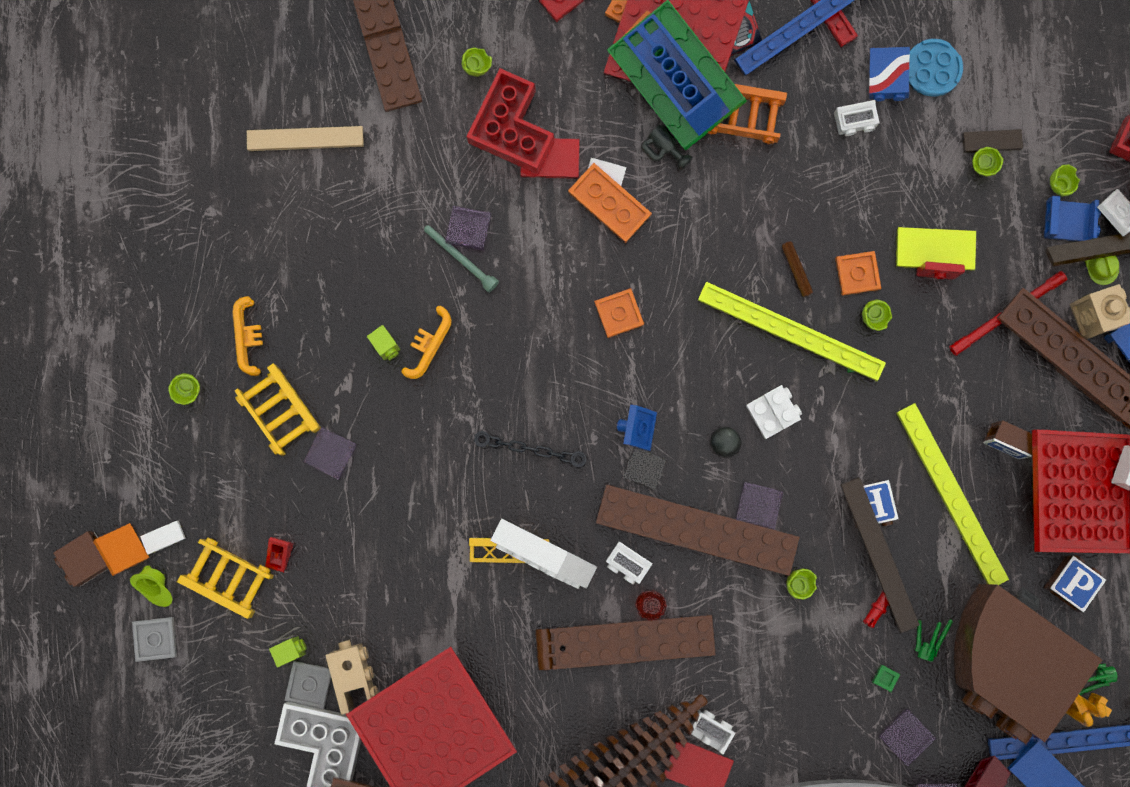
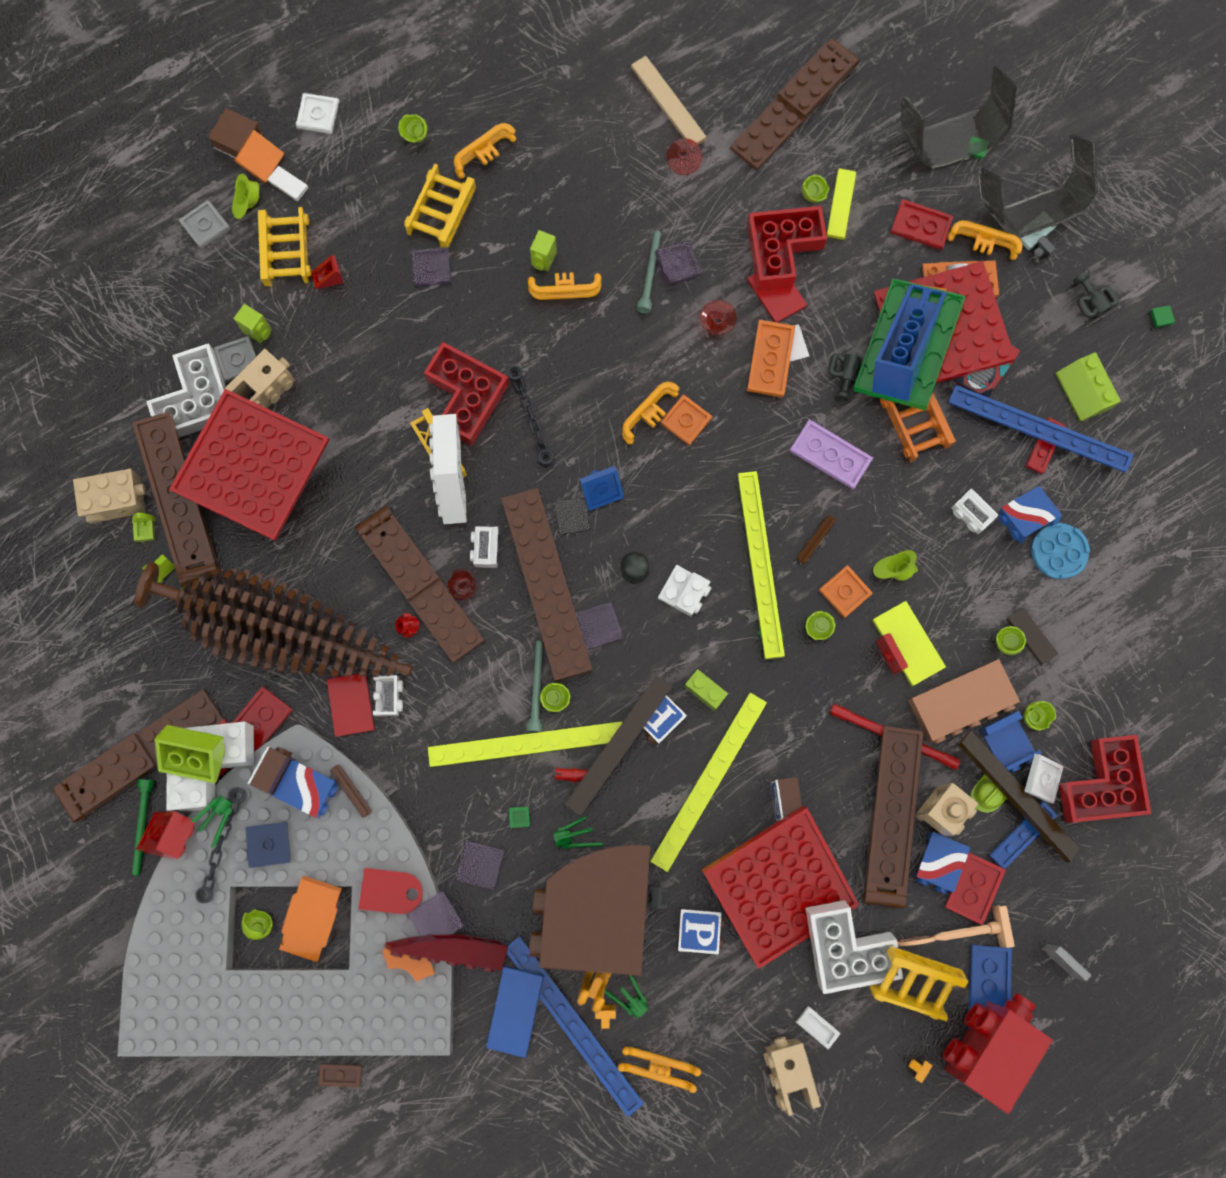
camera: 55 degrees right, 5 degrees down
(108, 468) = (317, 113): none -> white tile
(377, 163) = (686, 164): none -> clear red dish
(475, 483) = (473, 386): none -> red brick
(502, 47) = (841, 204): none -> neon yellow tile
(543, 215) = (718, 309): none -> clear red dish
(592, 342) = (648, 410): none -> light orange piece
(658, 675) = (407, 625): none -> red gear
(728, 206) = (831, 454): none -> lavender tile
(813, 616) = (534, 723): none -> sand green piece
(824, 636) = (522, 744): none -> neon yellow plate
(864, 215) = (899, 566): none -> lime piece
(874, 449) = (705, 690): none -> lime brick
(1014, 235) = (964, 702): none -> nougat brick

